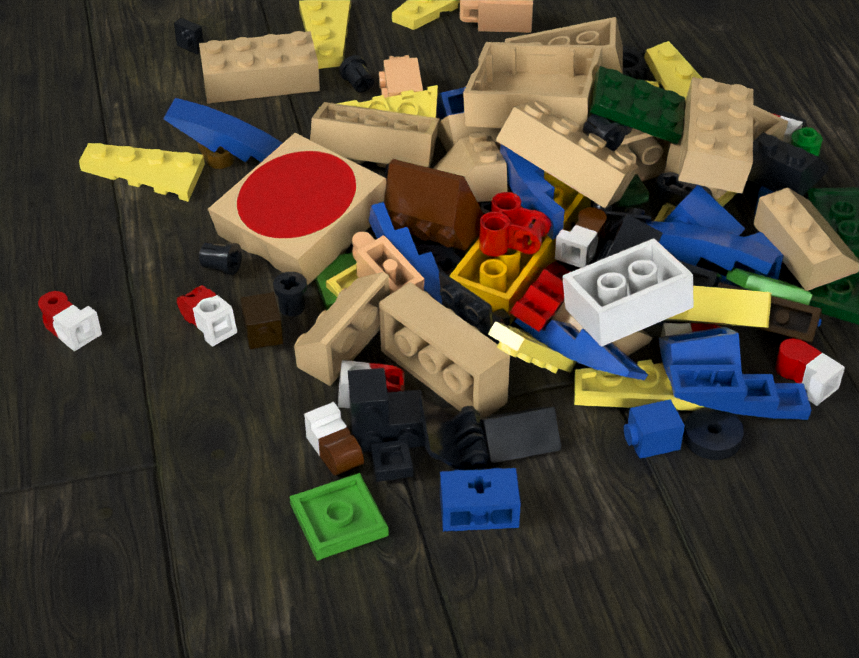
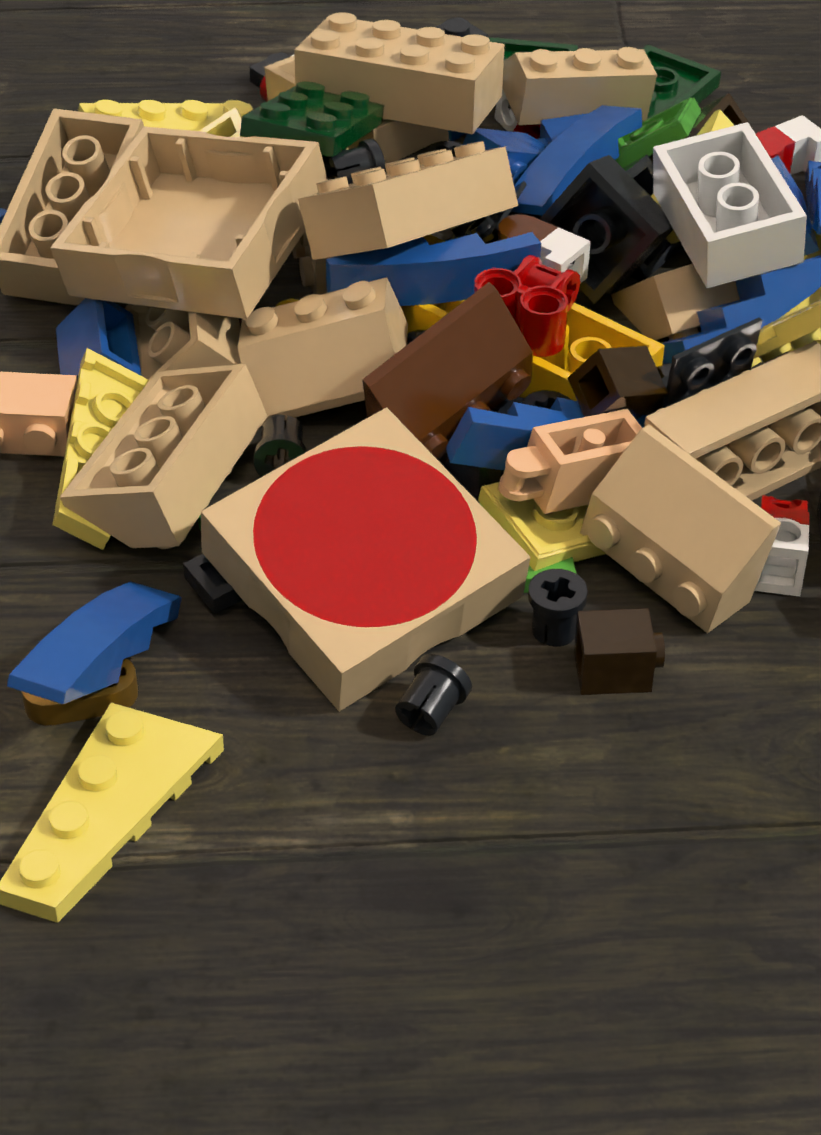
camera: 80 degrees left, 0 degrees up
(68, 322) = (563, 936): white leg -> none
(208, 314) = (581, 721): white leg -> none
(437, 259) = (618, 381): none -> dark brown brick
(542, 297) = (666, 321): red slope -> none

